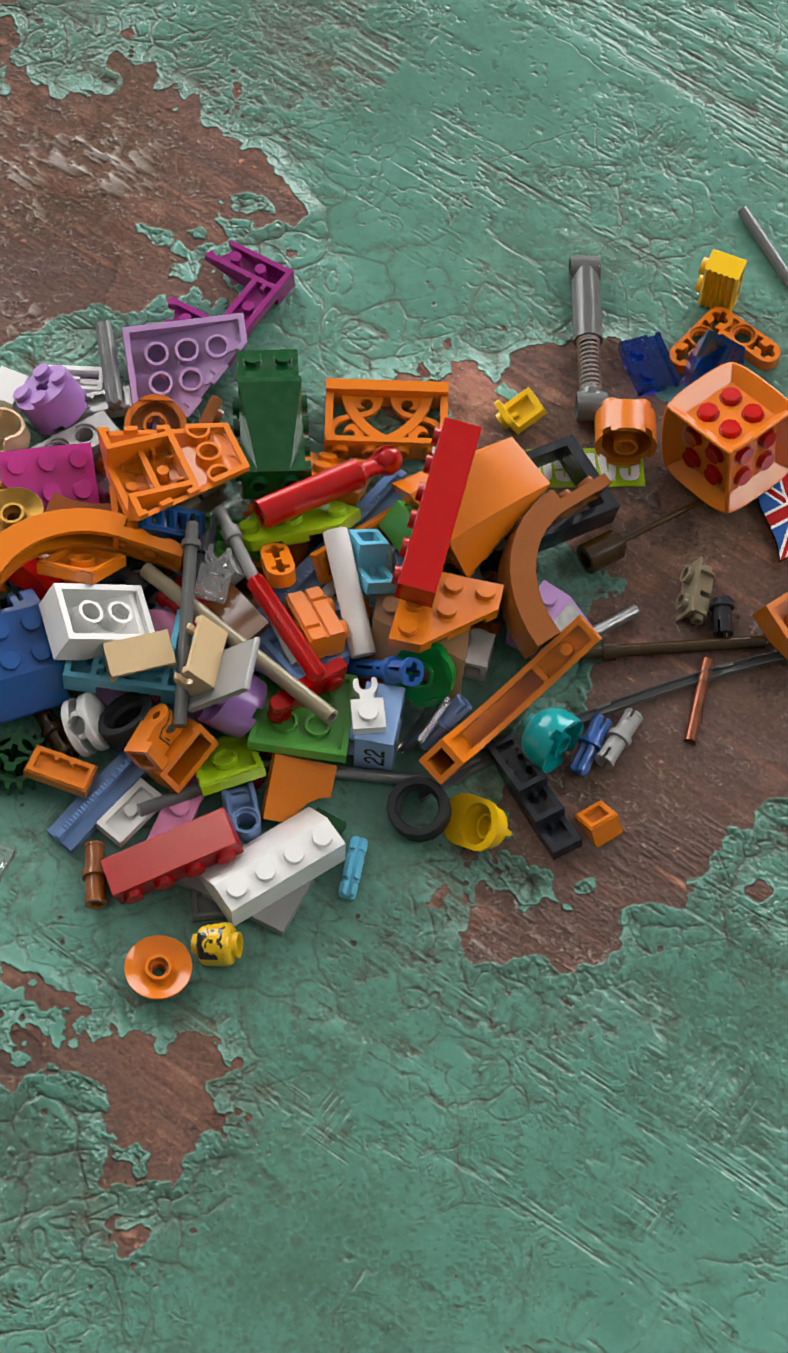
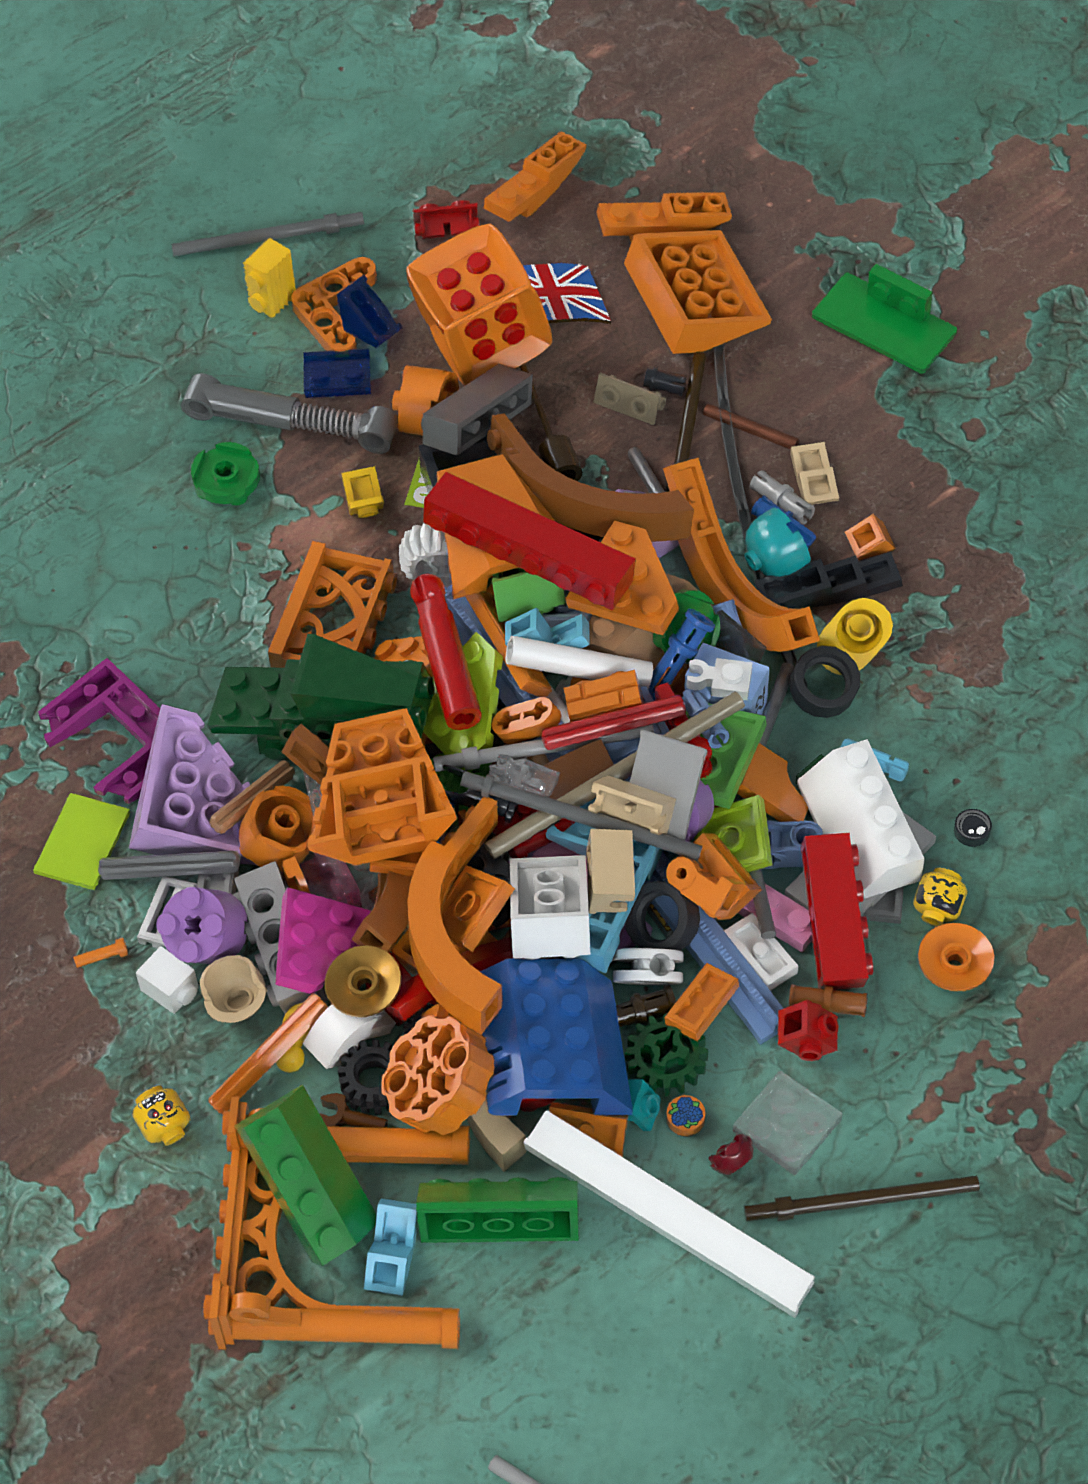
camera: 70 degrees left, 5 degrees down
(34, 356) = (96, 955): none -> orange piece
(54, 860) = (808, 1030): none -> red brick
(127, 304) = (80, 839): none -> lime piece
(188, 405) = (238, 806): none -> medium nougat axle
(302, 962) = (972, 827): none -> black tile
(336, 699) = (695, 704): none -> medium blue axle
(506, 322) = (229, 489): none -> green plate
(627, 467) = (468, 412): none -> dark grey brick
(655, 763) = (814, 473): none -> tan slope

